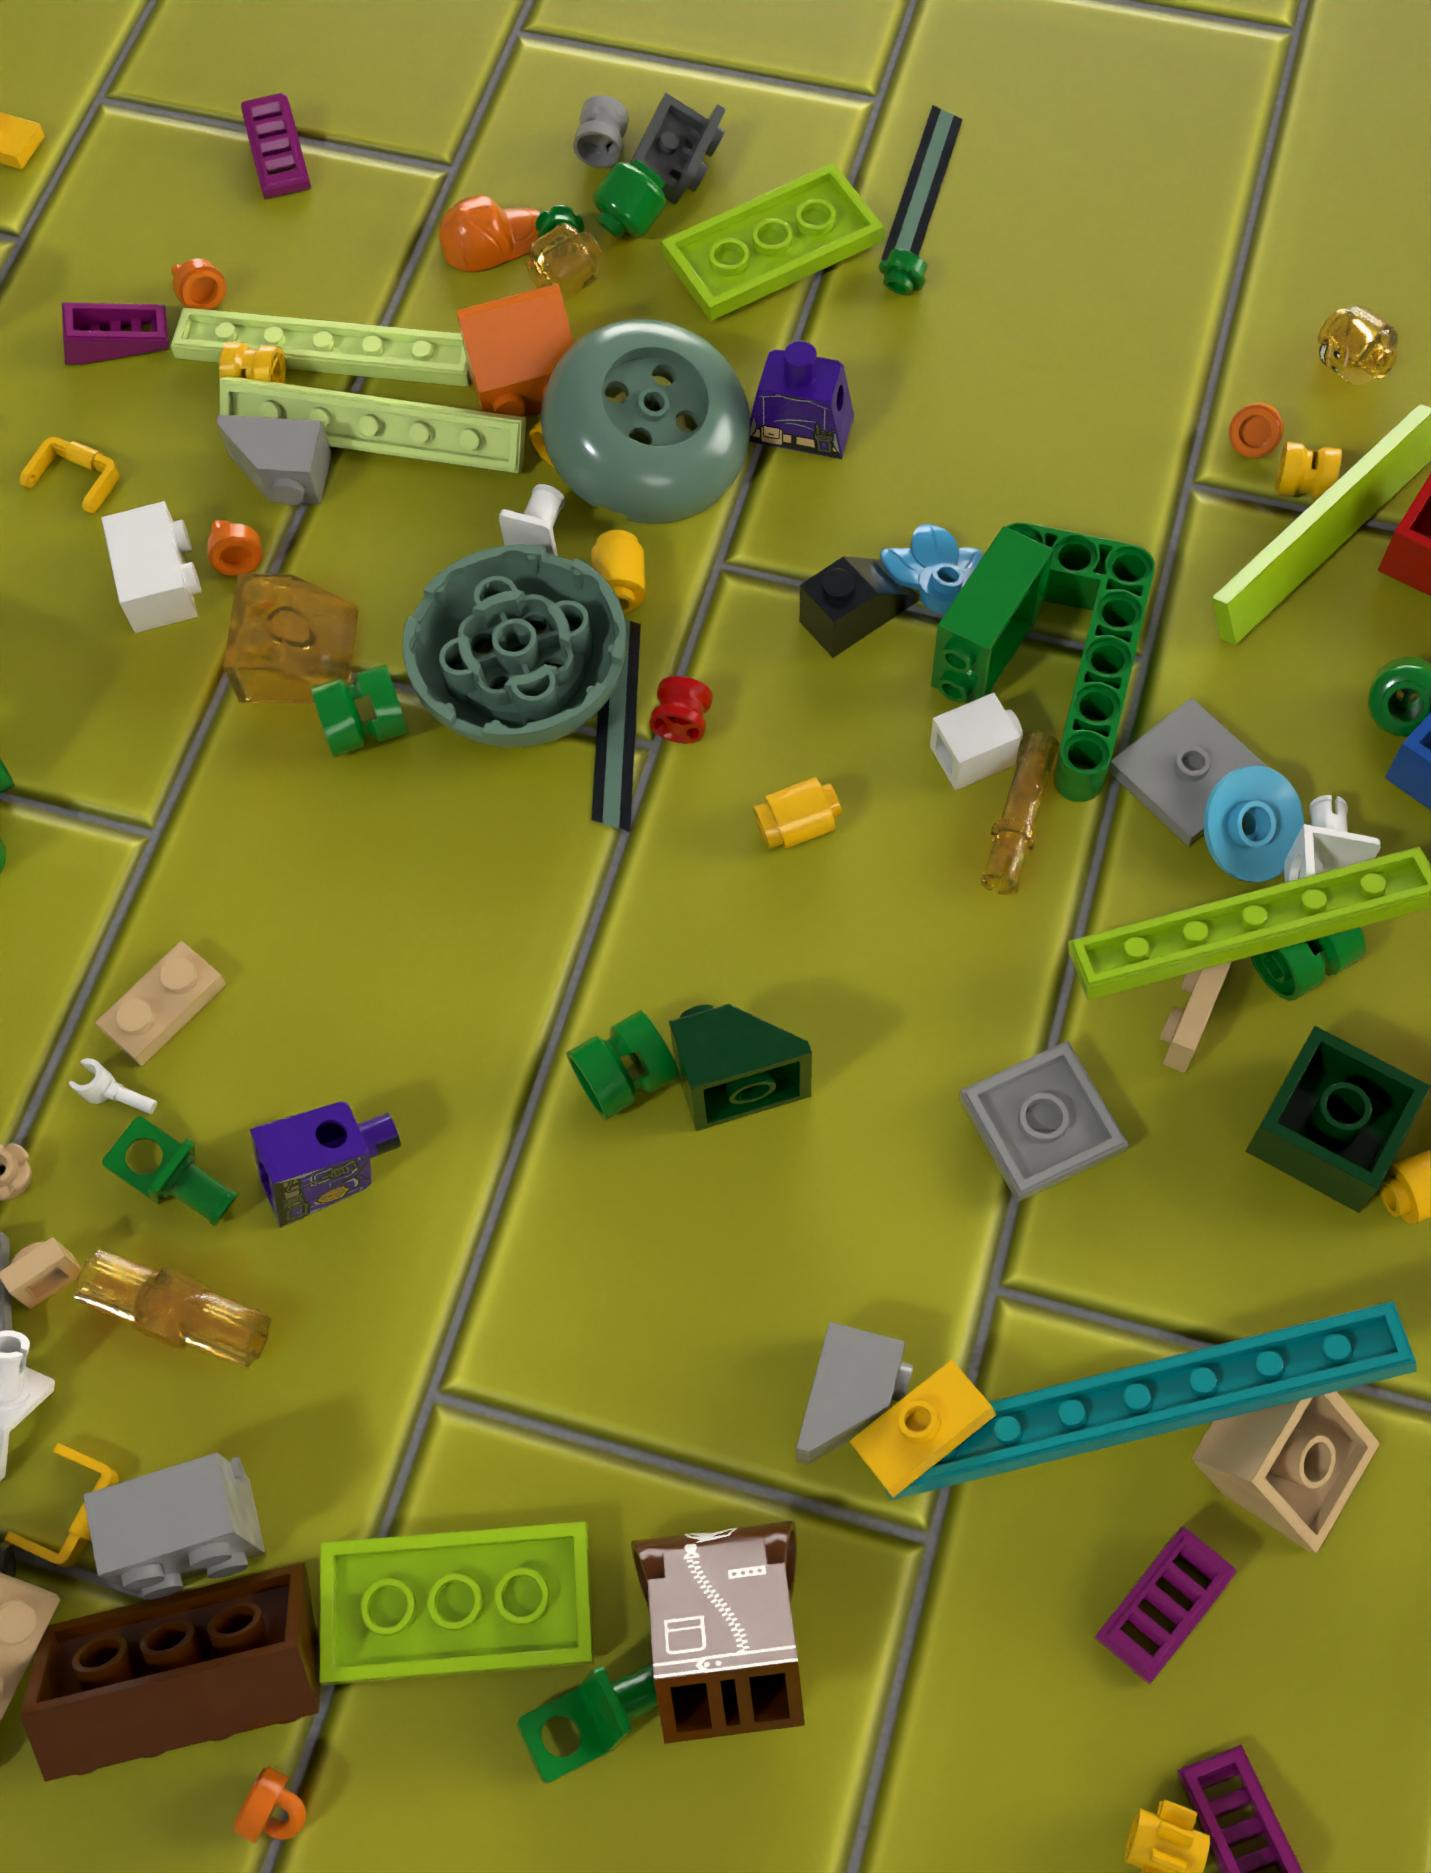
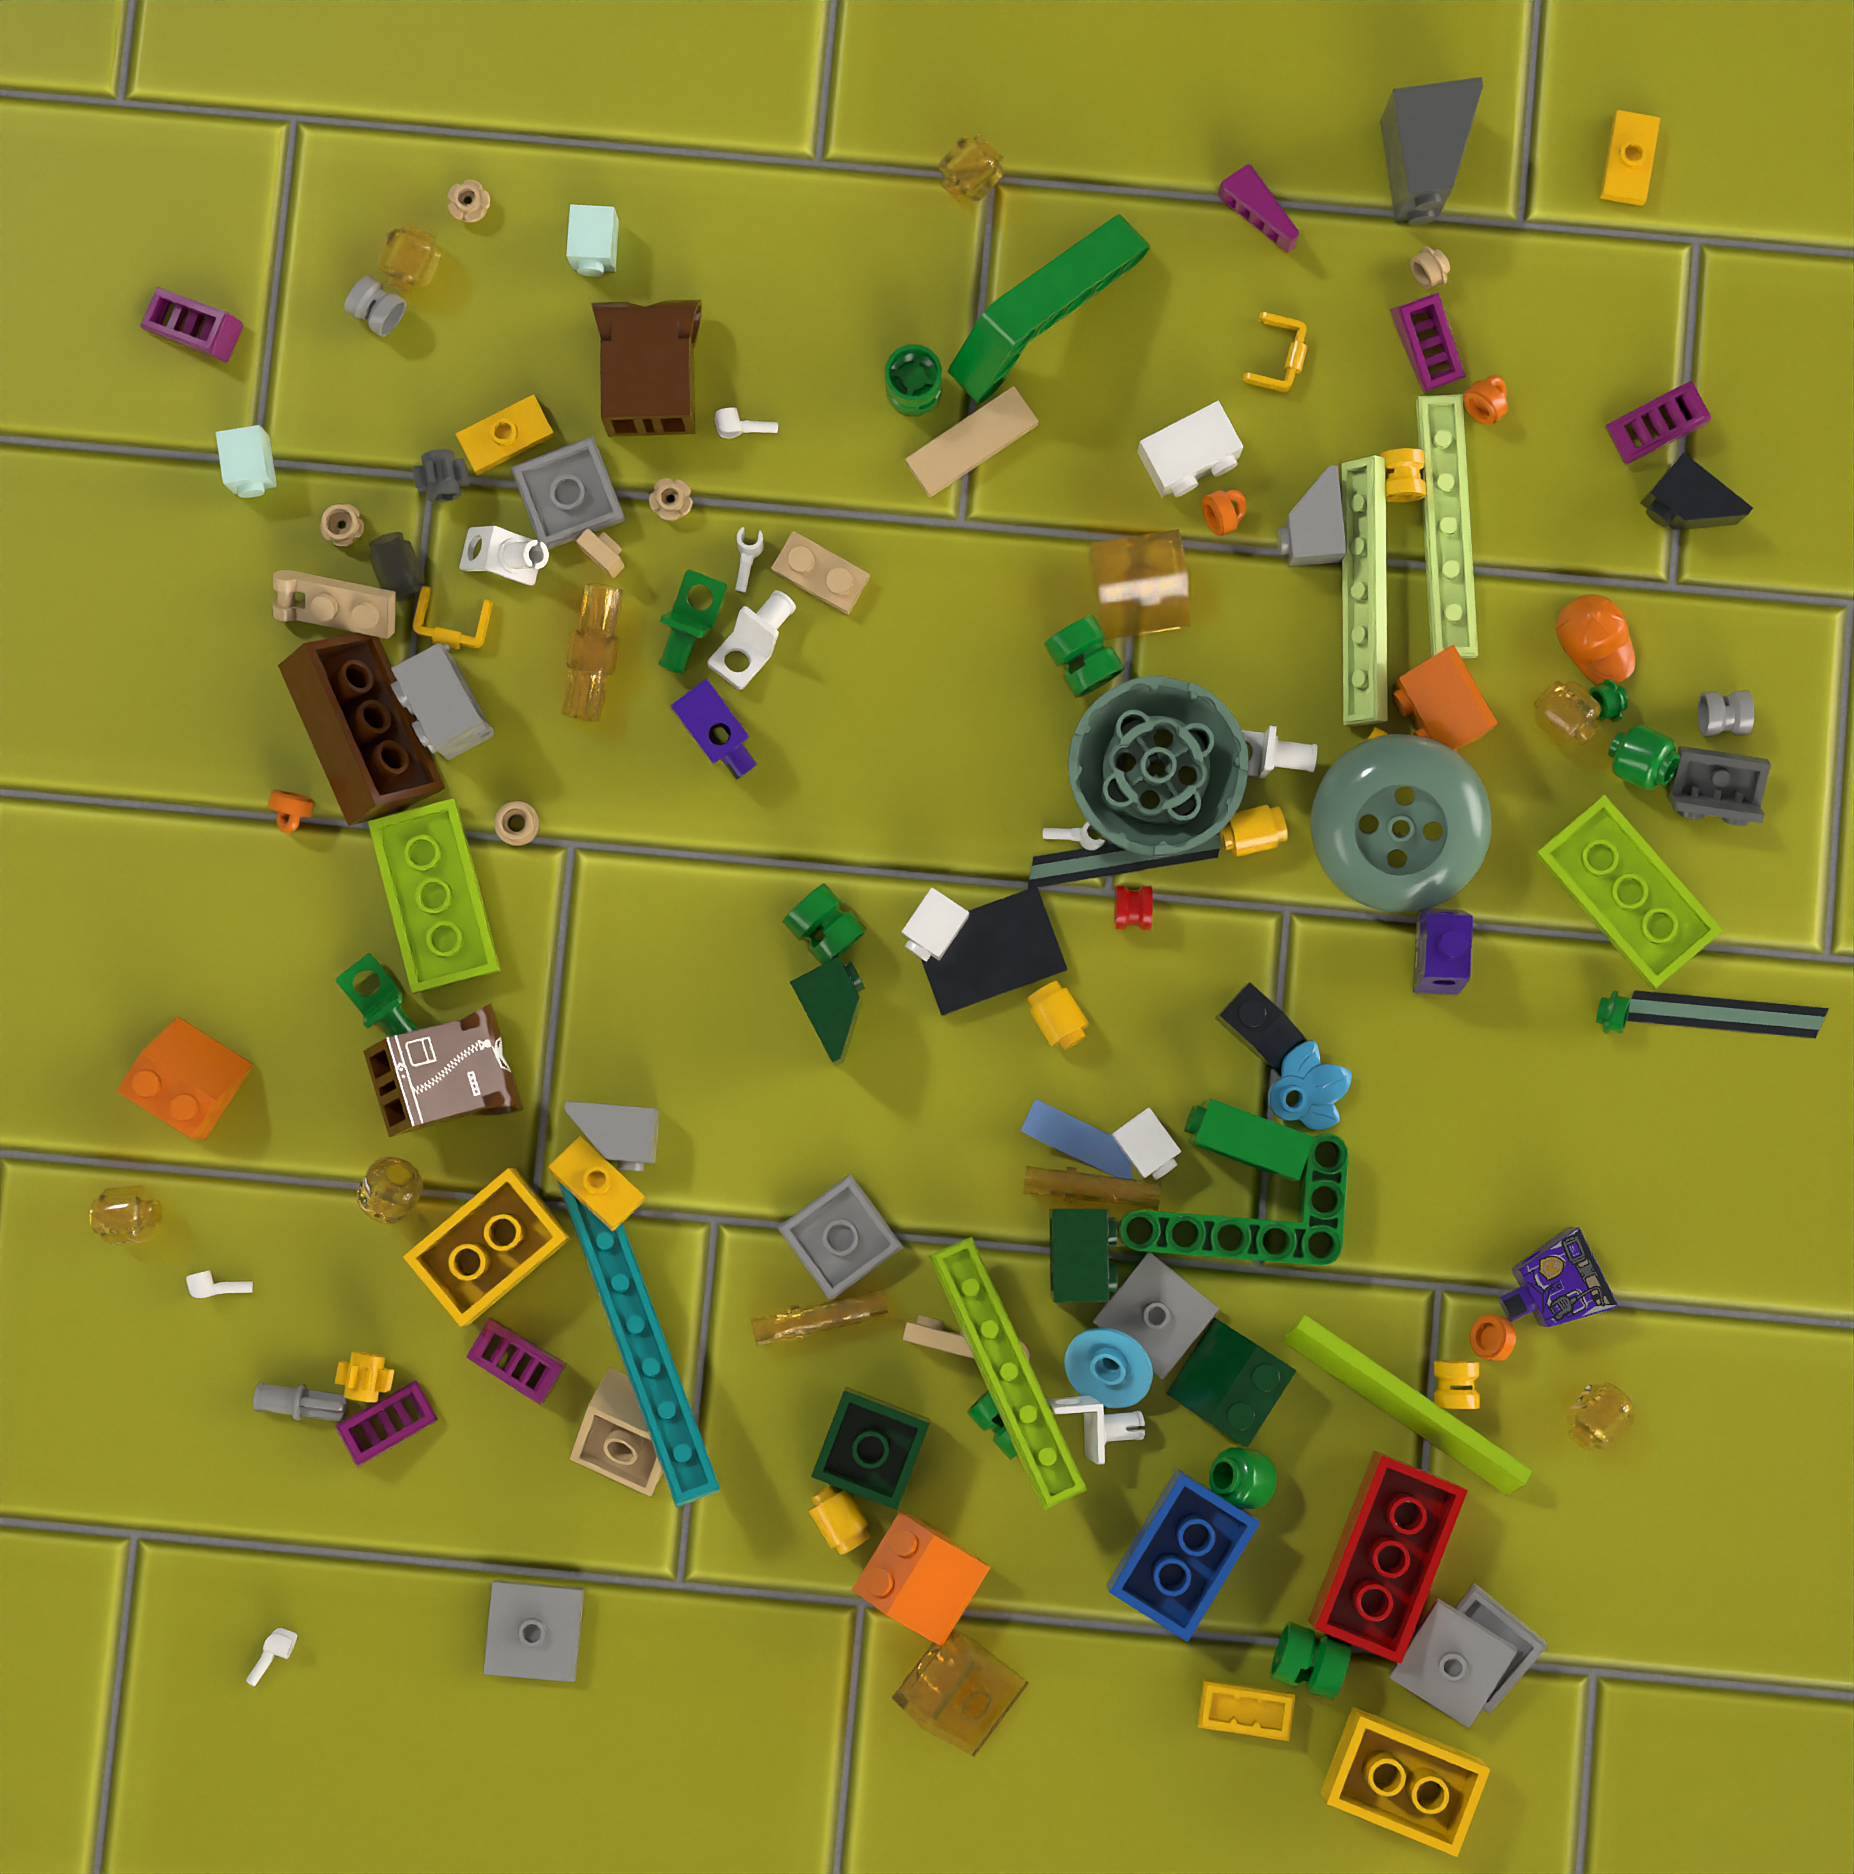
camera: 80 degrees right, 20 degrees up
(35, 324) = (1430, 267): none -> tan plate
(58, 802) = (971, 441): none -> tan tile
(216, 1091) = (754, 636): none -> white bracket
(363, 125) = (1693, 498): none -> black slope
(371, 1446) = (507, 813): none -> tan plate
(579, 754) = (1074, 834): none -> white hand
(652, 924) = (934, 926): none -> white brick
(699, 885) = (996, 952): none -> black tile
(883, 1749) = (389, 1190): none -> clear yellow head
(957, 821) = (1076, 1139): none -> medium blue sticker
(993, 1606) = (487, 1246): none -> yellow brick
(1109, 822) = (1081, 1255): none -> dark green brick
(1151, 1187) = (821, 1317): none -> clear yellow pin
(1198, 358) = (1559, 1283): none -> torso
(1287, 693) = (1231, 1382): none -> dark green slope

